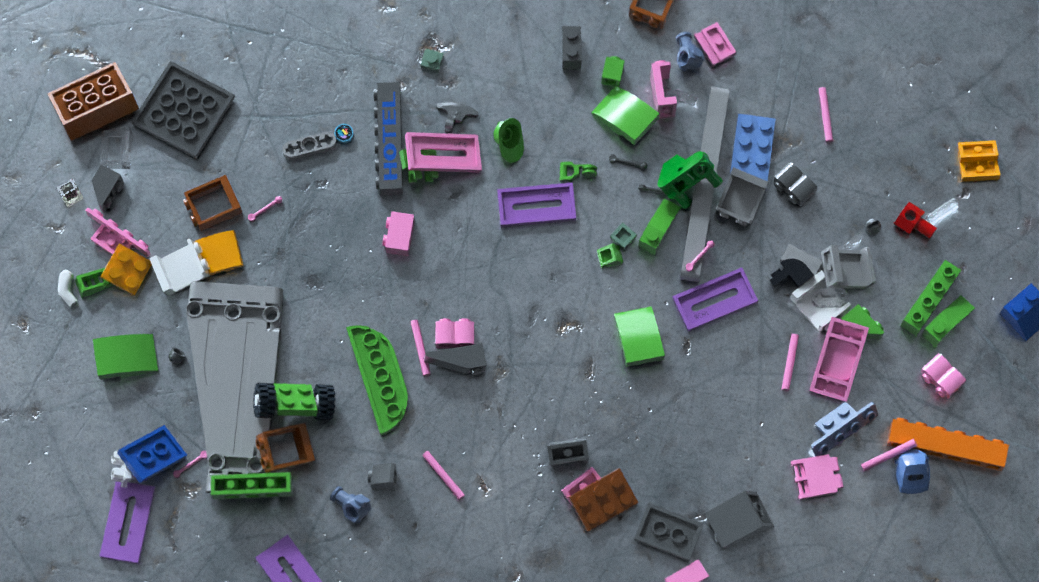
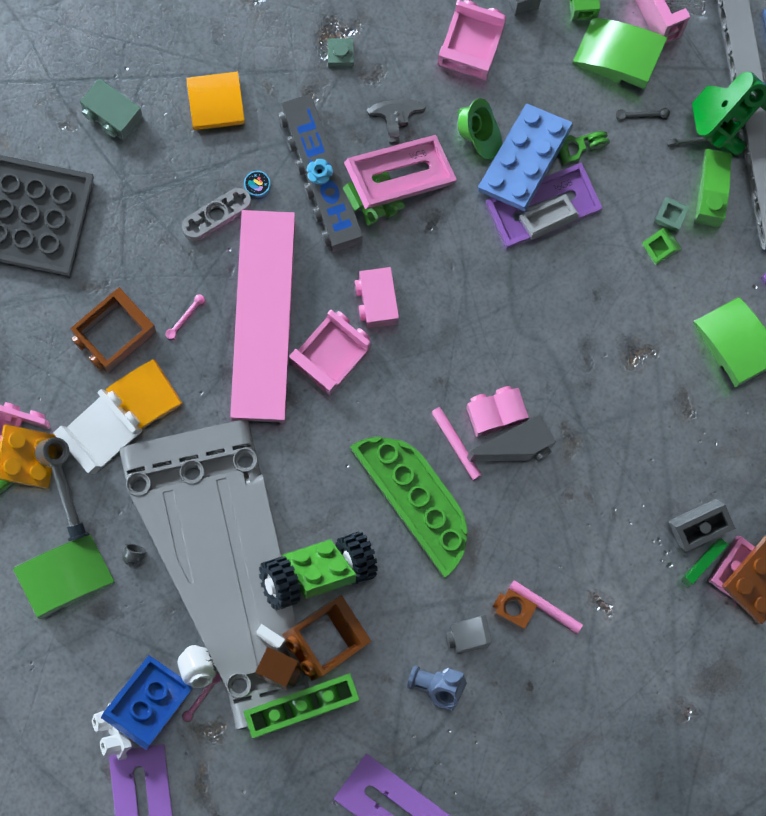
camera: 25 degrees left, 5 degrees up
(144, 327) = (75, 529): none -> dark grey piece
(192, 441) = (196, 666): none -> white head
(244, 456) = (278, 669): none -> reddish brown brick
(246, 434) = (270, 637): none -> white tile
(261, 54) = (110, 109): none -> sand green brick
(317, 223) = (263, 316): none -> bright pink tile
(334, 69) = (215, 100): none -> light orange slope
(355, 261) = (331, 352): none -> bright pink panel
(386, 140) = (319, 178): none -> medium azure plate
(424, 477) = (526, 609): none -> dark orange brick
(525, 77) = (472, 39): none -> bright pink panel
(534, 167) = (525, 157): none -> medium blue plate
(536, 213) = (548, 217): none -> light grey tile
(562, 477) = (704, 562): none -> green tile

